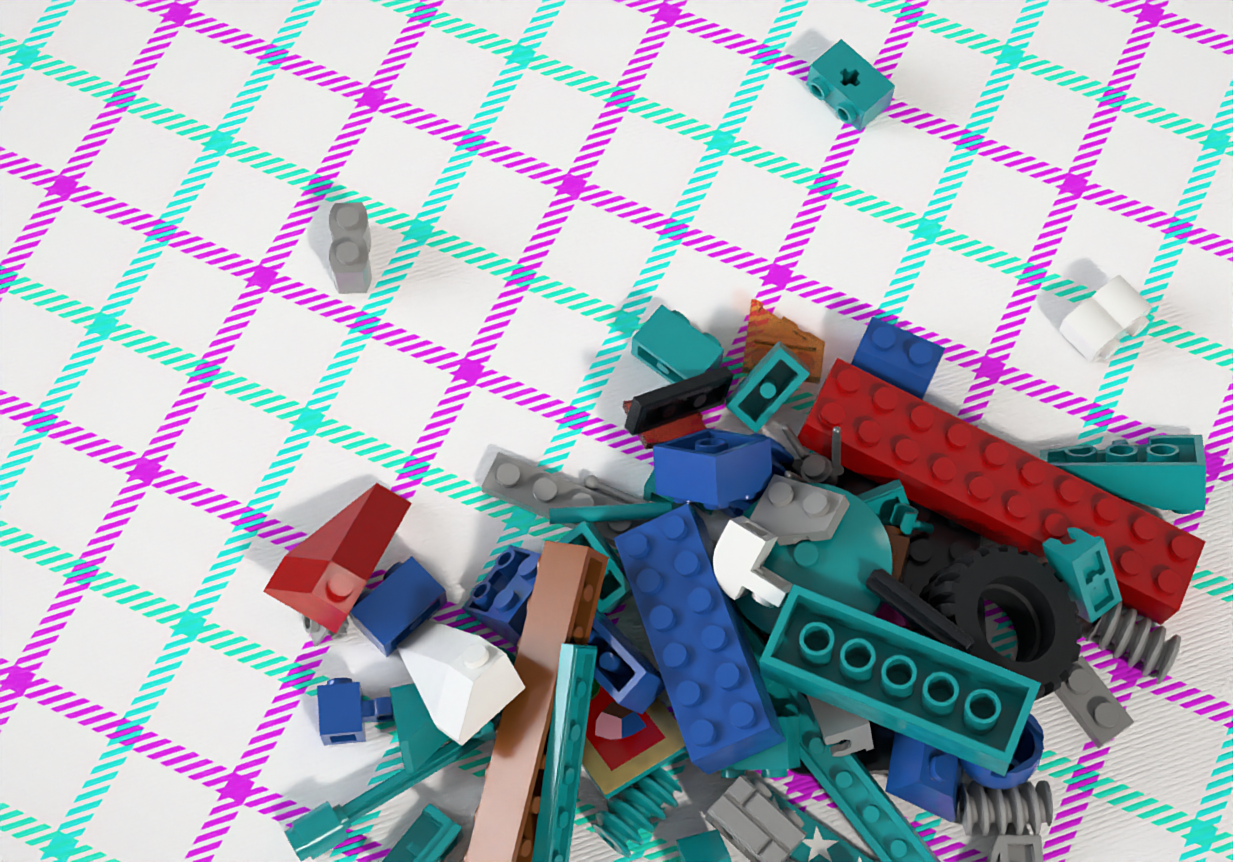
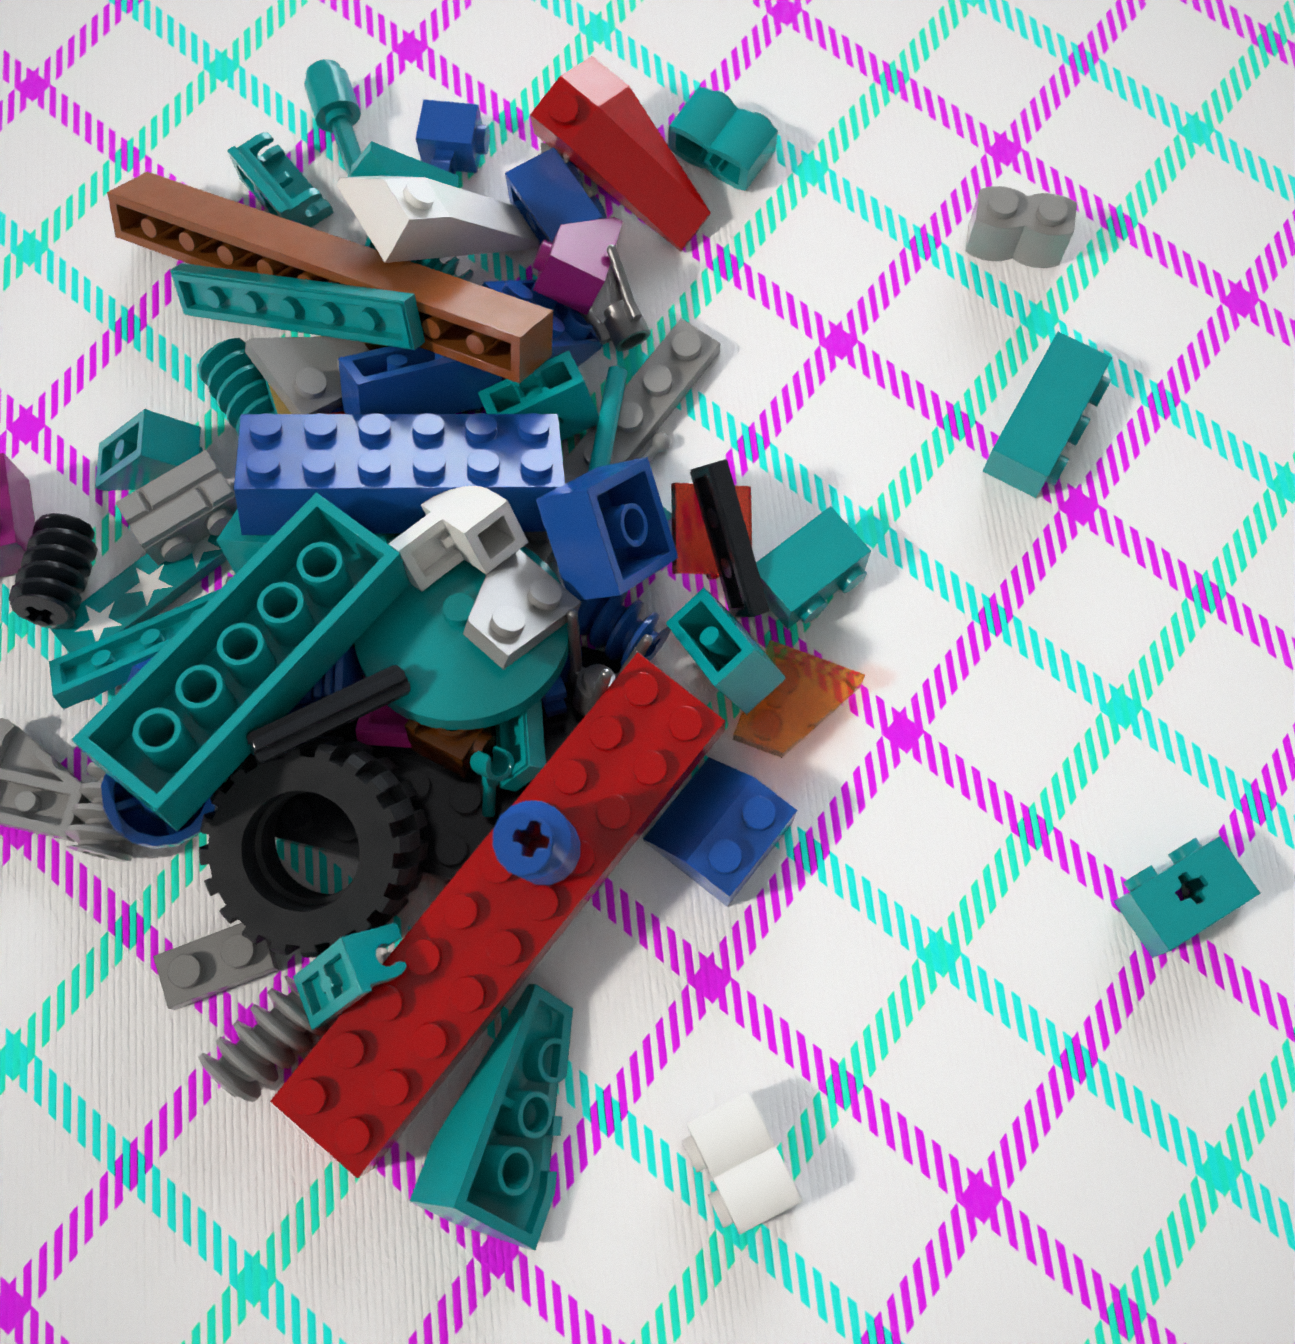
camera: 110 degrees right, 5 degrees up
(301, 486) = (722, 138): none -> teal brick
(461, 562) = (576, 262): none -> magenta slope
(496, 527) = (623, 320): none -> flat silver plant
(510, 209) = (1049, 416): none -> teal brick
(620, 742) = (303, 369): none -> light grey wing
(974, 441) = (530, 822): none -> blue piece

